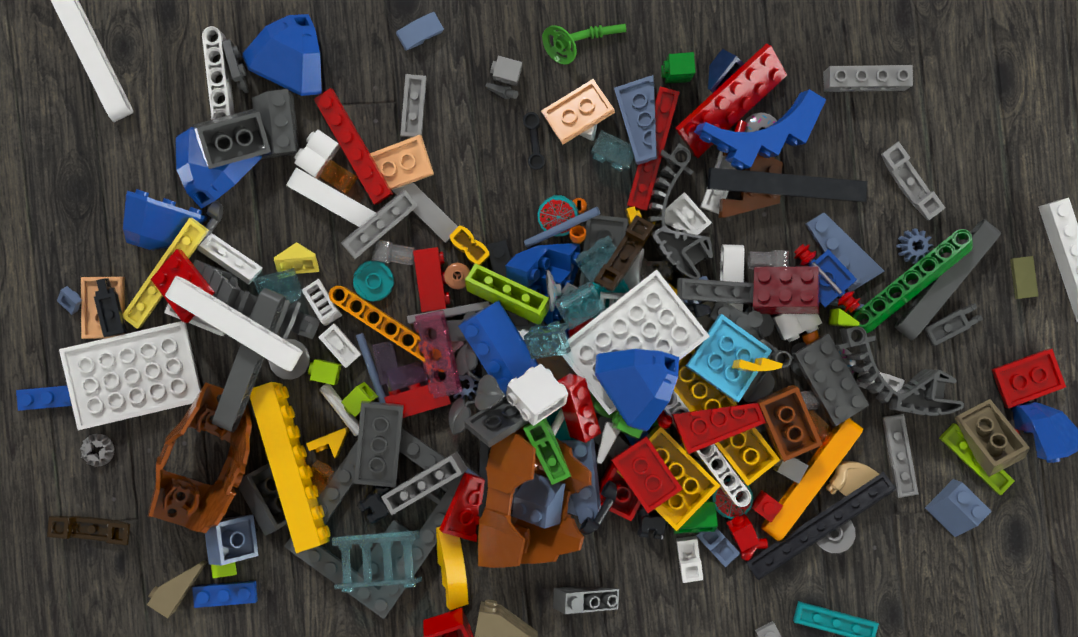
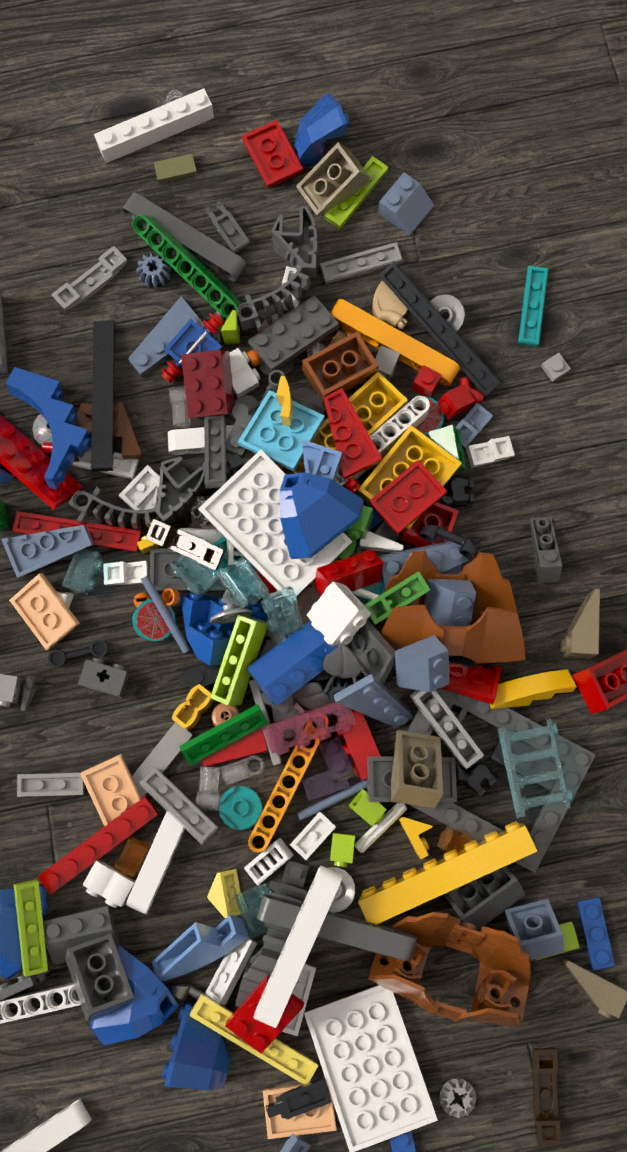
camera: 90 degrees left, 10 degrees down
(250, 231) = (199, 947): none -> medium blue slope
(282, 79) = (30, 927): none -> lime plate
(385, 450) = (417, 769): none -> dark tan slope
(407, 285) = (241, 770): none -> clear piece
(439, 272) = (223, 734): none -> green plate
(453, 419) = (374, 700): none -> sand blue wing
(478, 469) = (423, 665): none -> sand blue slope
(506, 152) = (91, 678): none -> dark grey brick
(607, 192) = (125, 573): none -> white slope
(691, 393) = (320, 459): none -> medium blue wing

